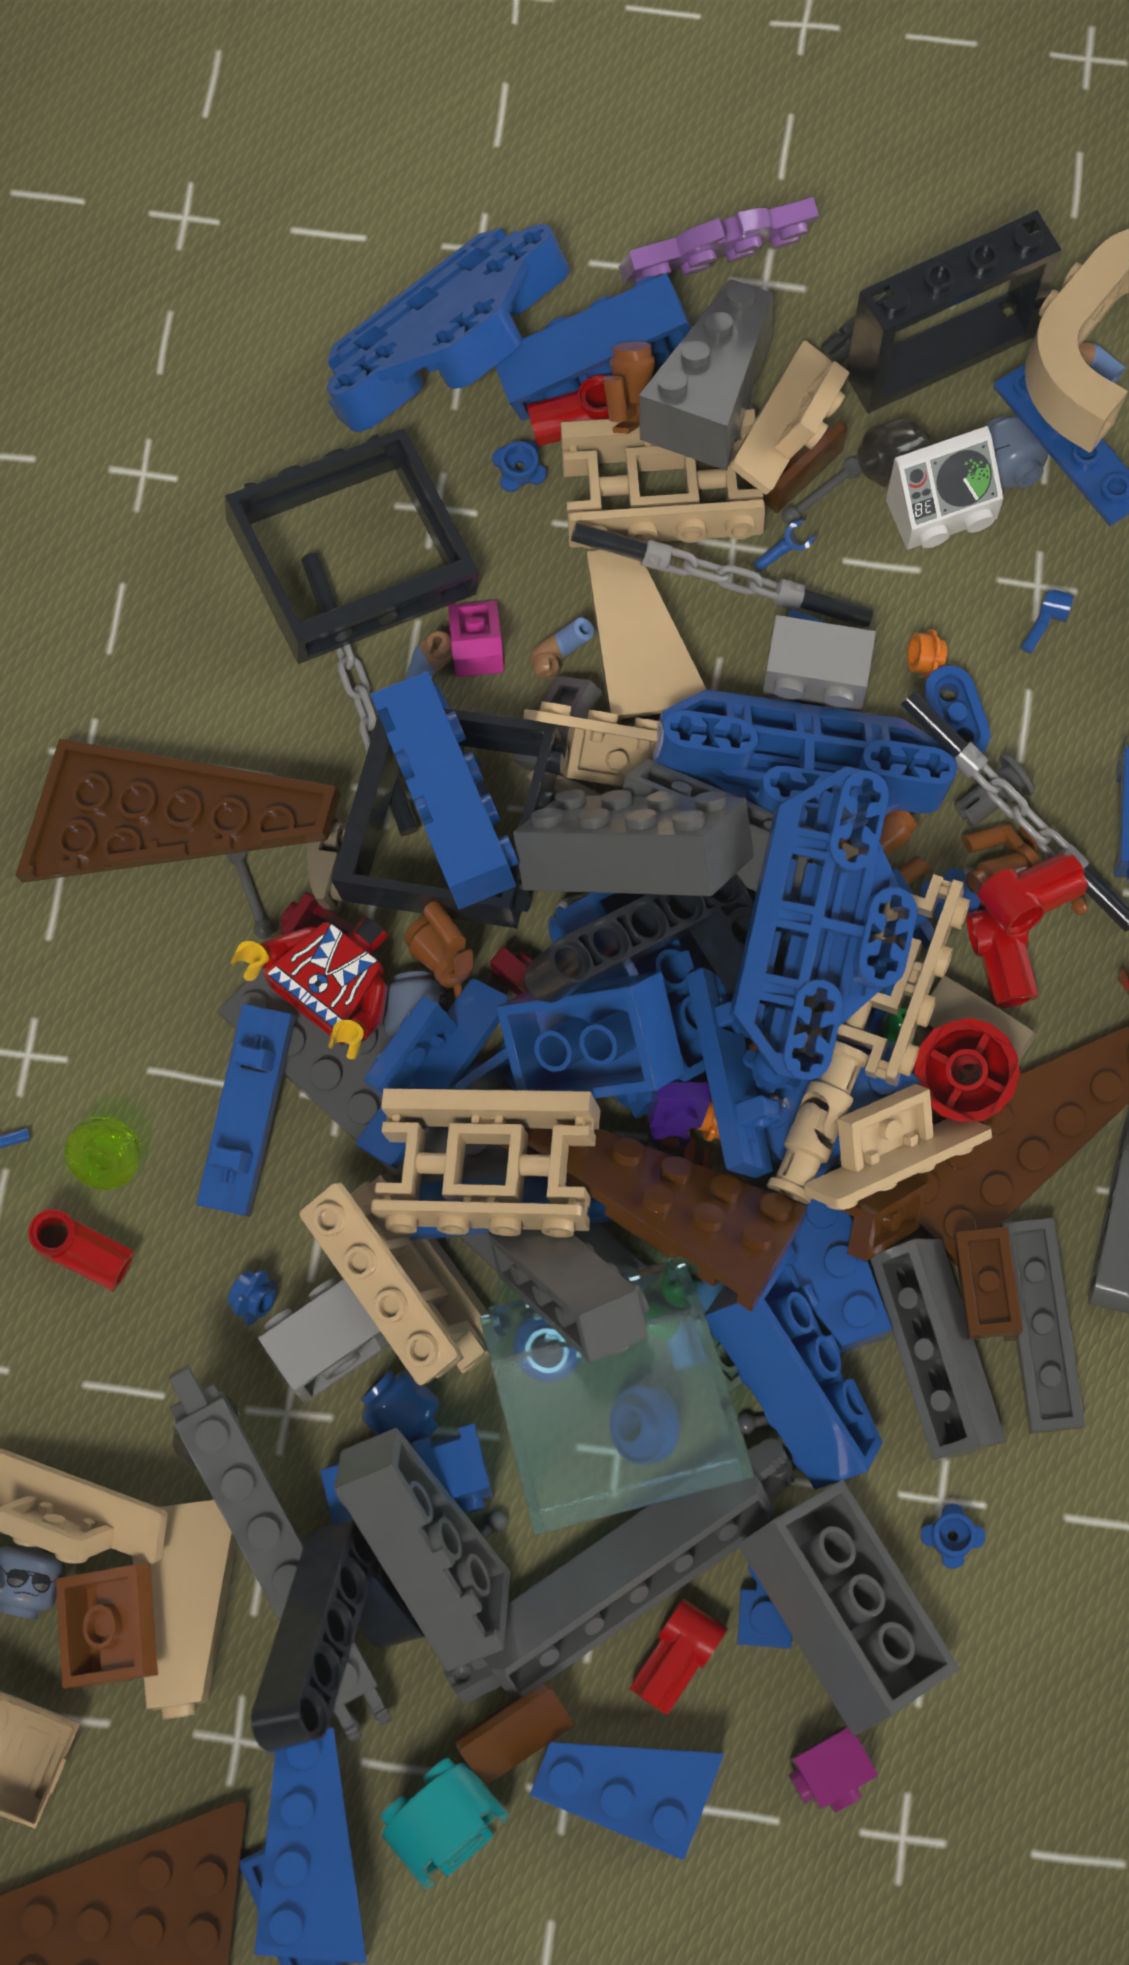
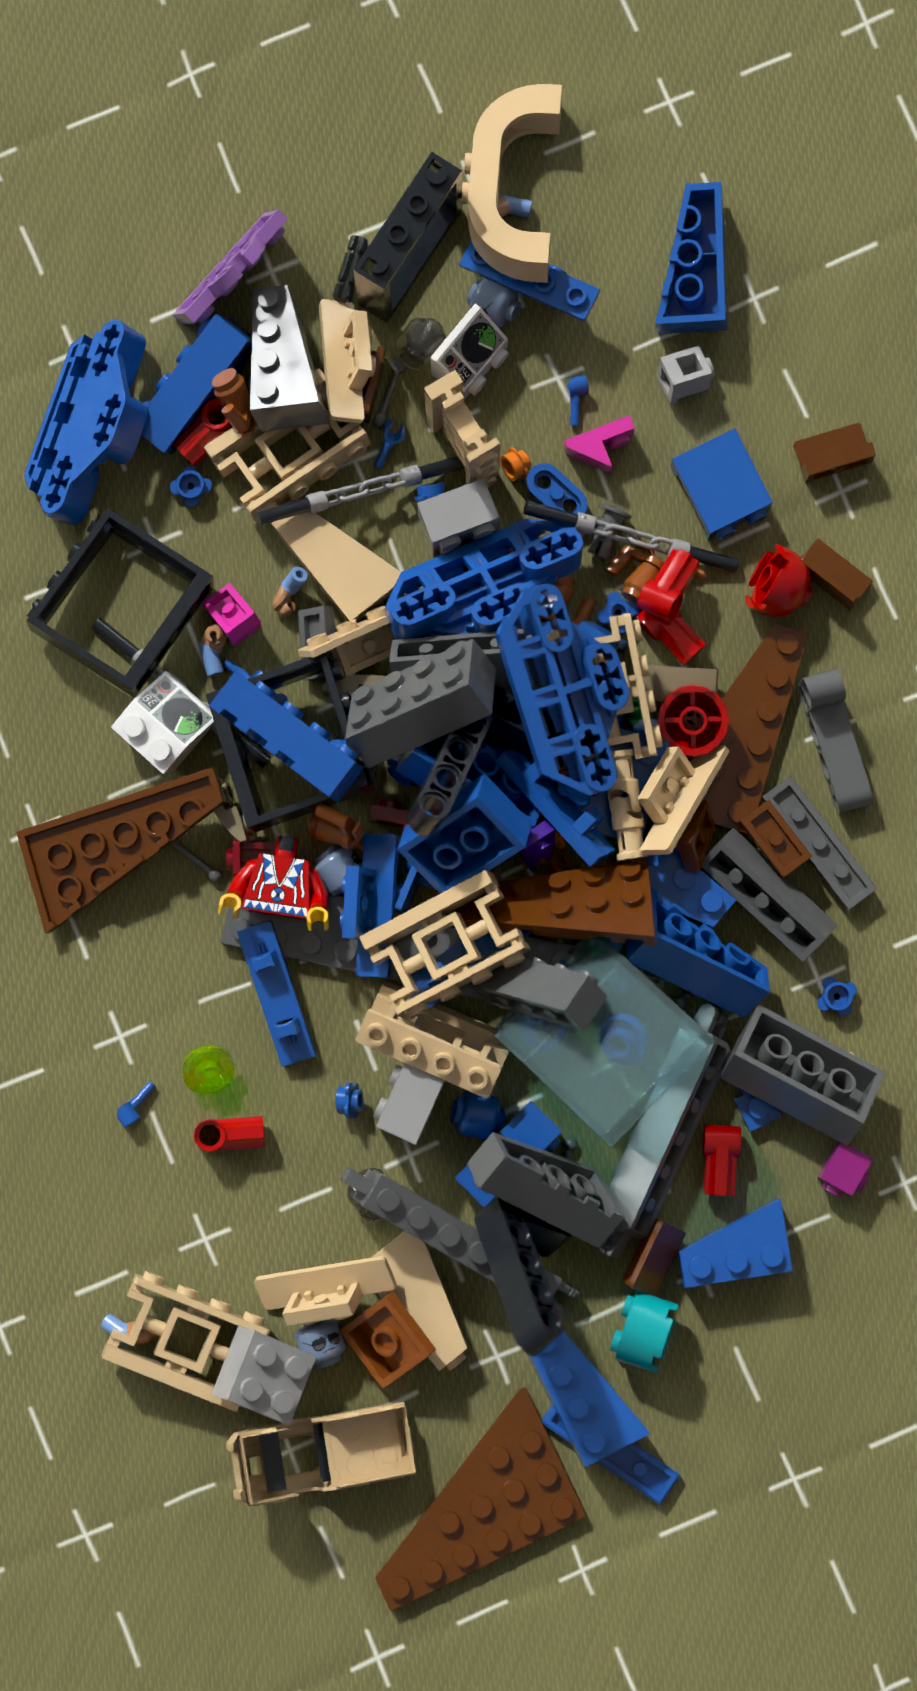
camera: 30 degrees left, 10 degrees up
(313, 711) = (164, 723): none -> white slope
(879, 552) = (448, 412): none -> tan fence
(1033, 679) = (591, 445): none -> dark pink slope

